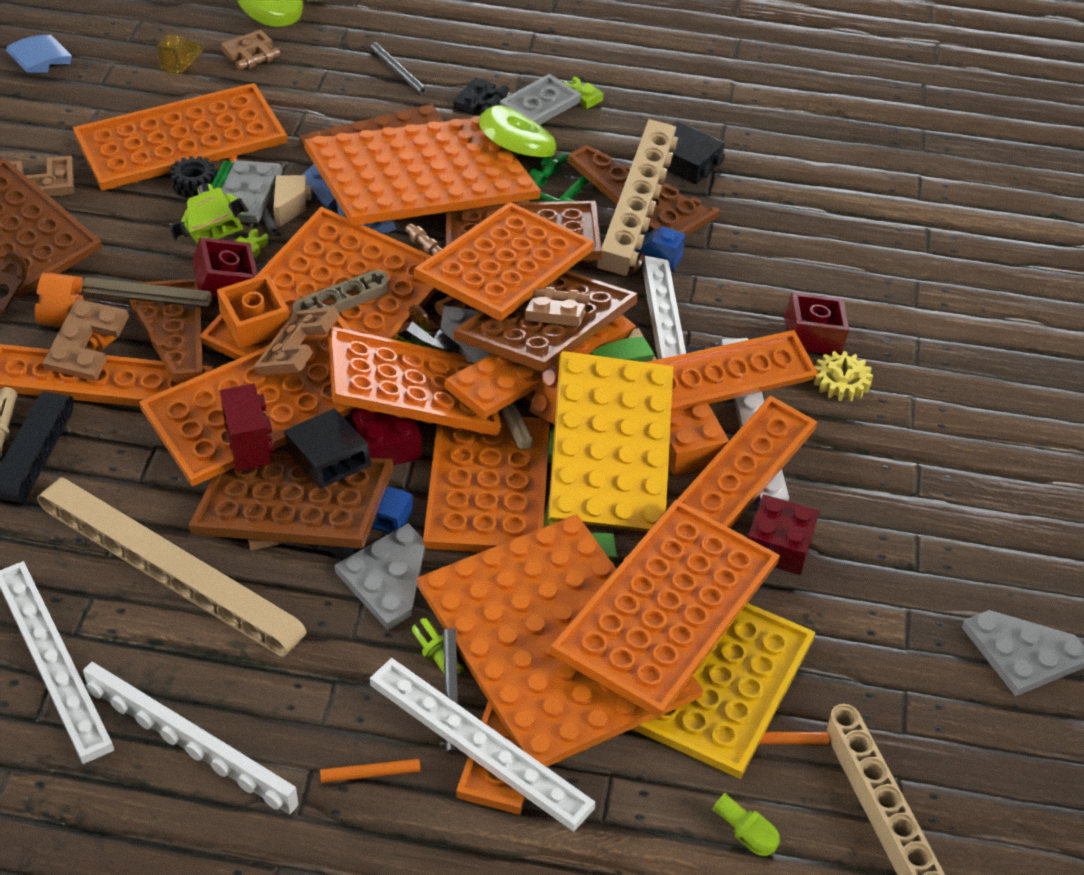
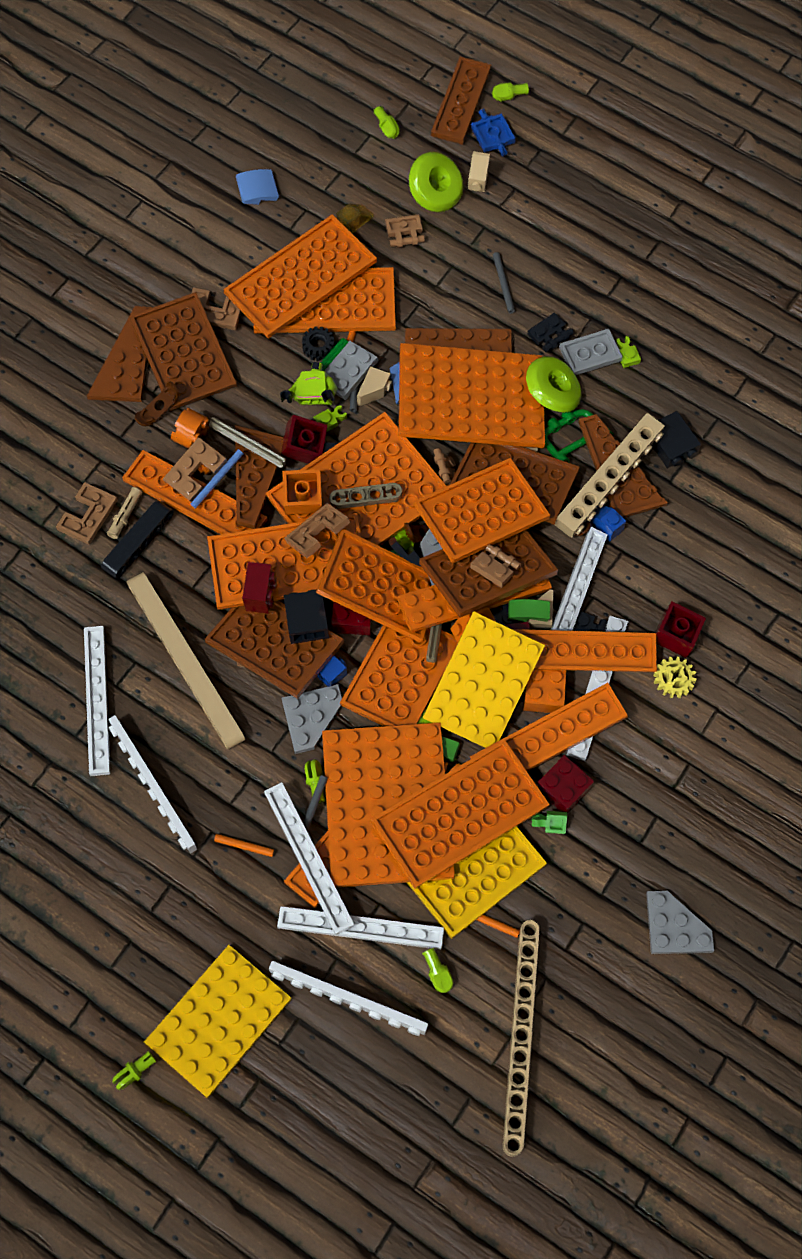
camera: 25 degrees right, 20 degrees up
(121, 342) = (216, 479): none -> medium blue piece
(136, 116) = (300, 276): none -> orange plate
(611, 811) = (363, 928): none -> white plate
(792, 582) = (553, 821): none -> bright green plate

